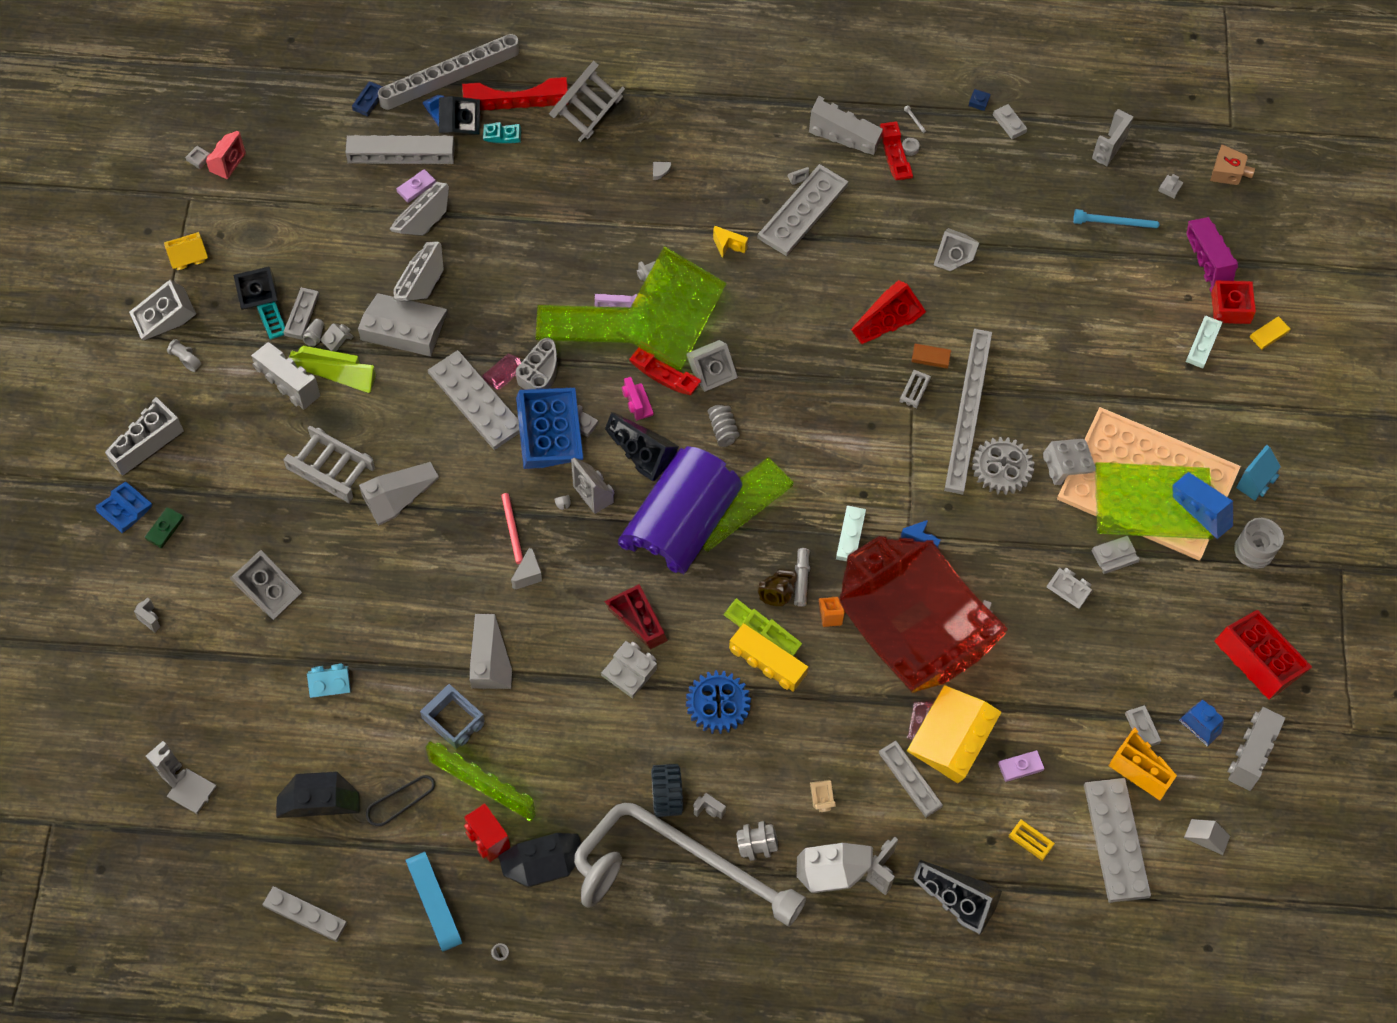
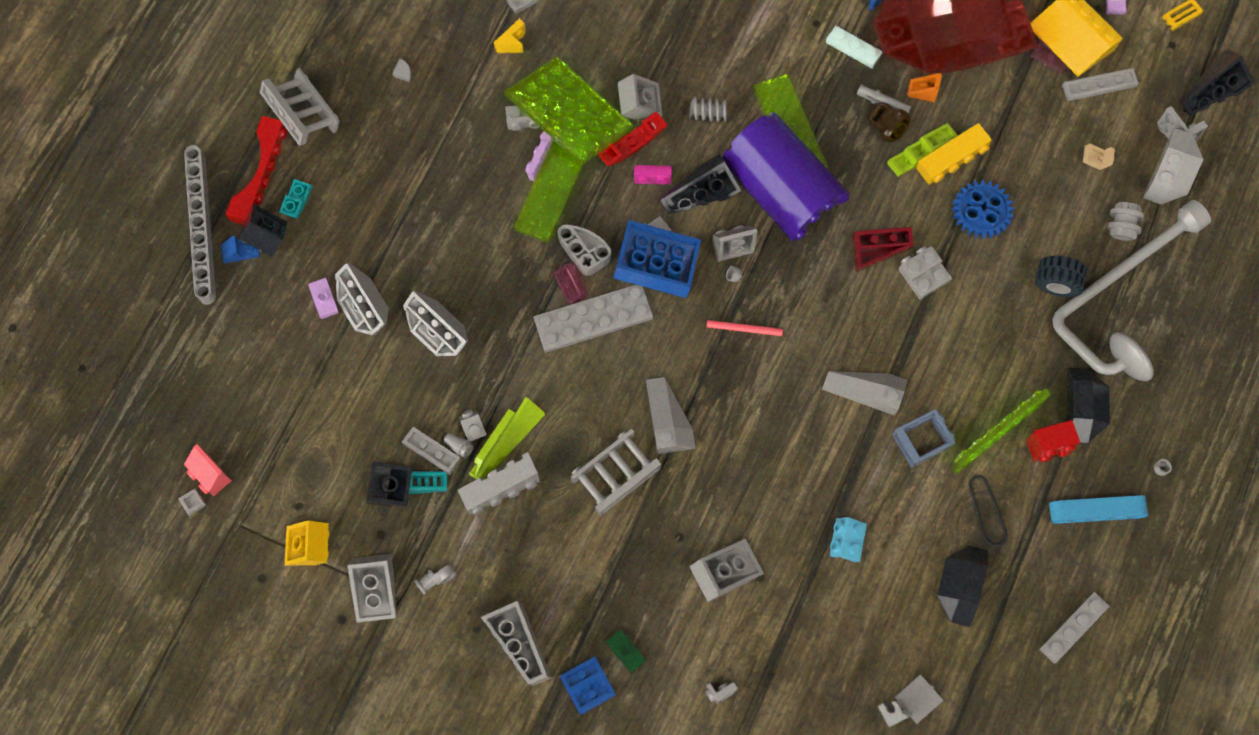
camera: 65 degrees left, 10 degrees up
(367, 99) = (196, 311): dark blue plate -> none
(400, 149) = (274, 299): light grey brick -> none
(402, 324) = (483, 359): light grey slope -> none
(527, 572) = (797, 326): light grey slope -> none
(712, 806) = (1080, 248): light grey bracket -> none

